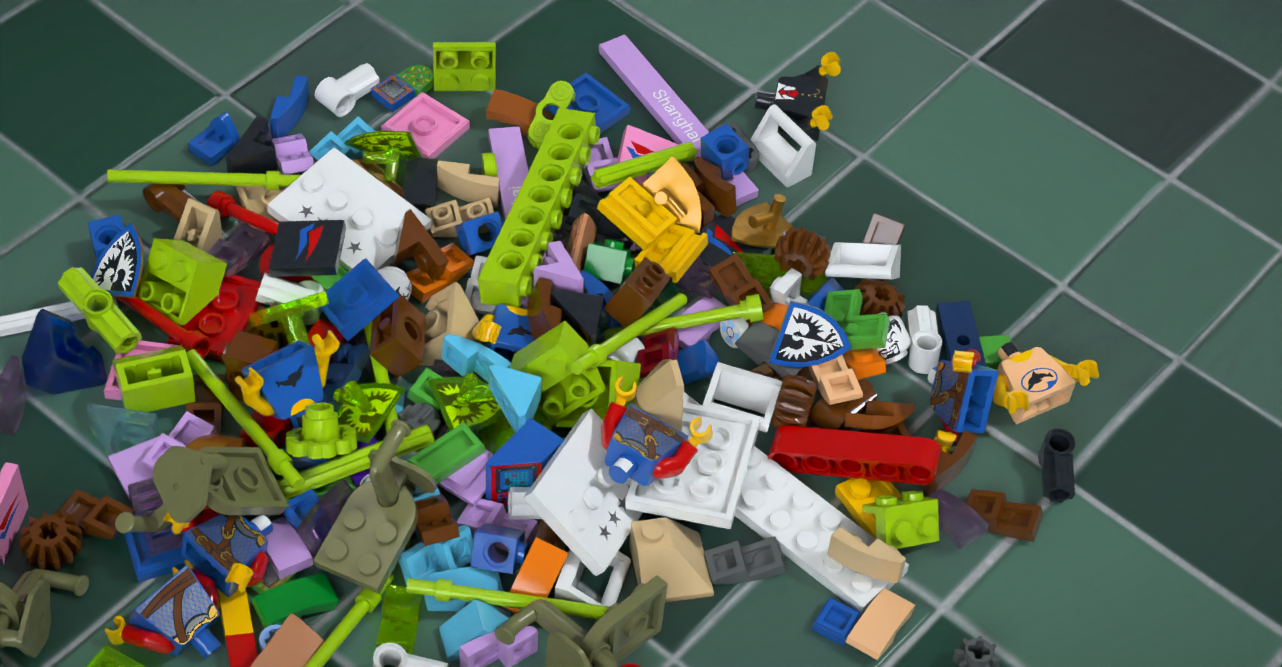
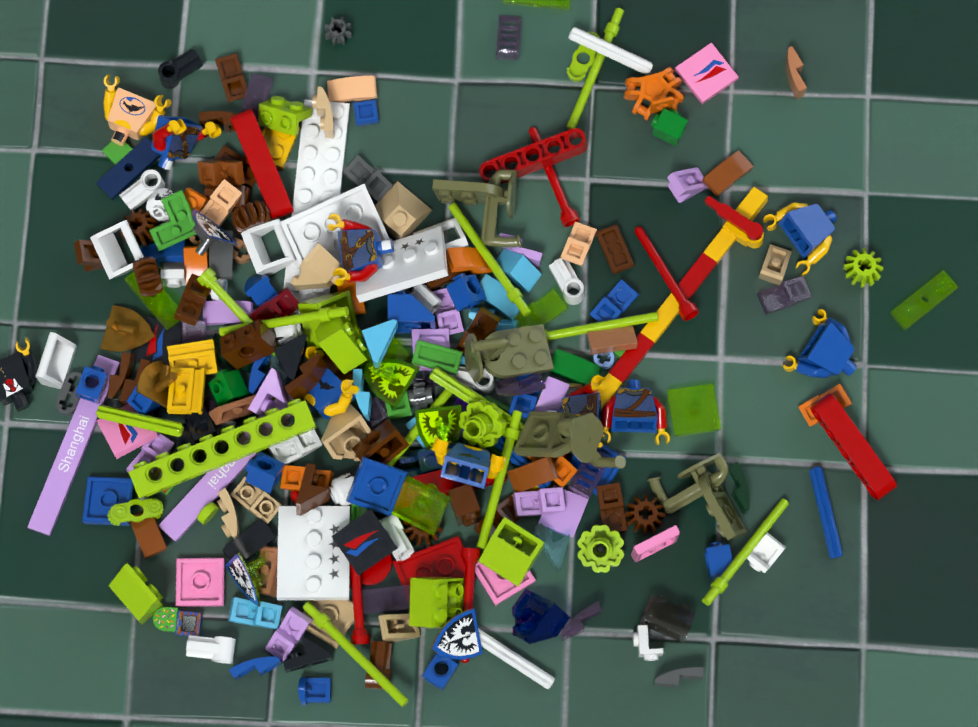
camera: 125 degrees left, 25 degrees up
(64, 469) = (600, 560): none -> lime plant
(110, 321) = (492, 636): lime piece -> none

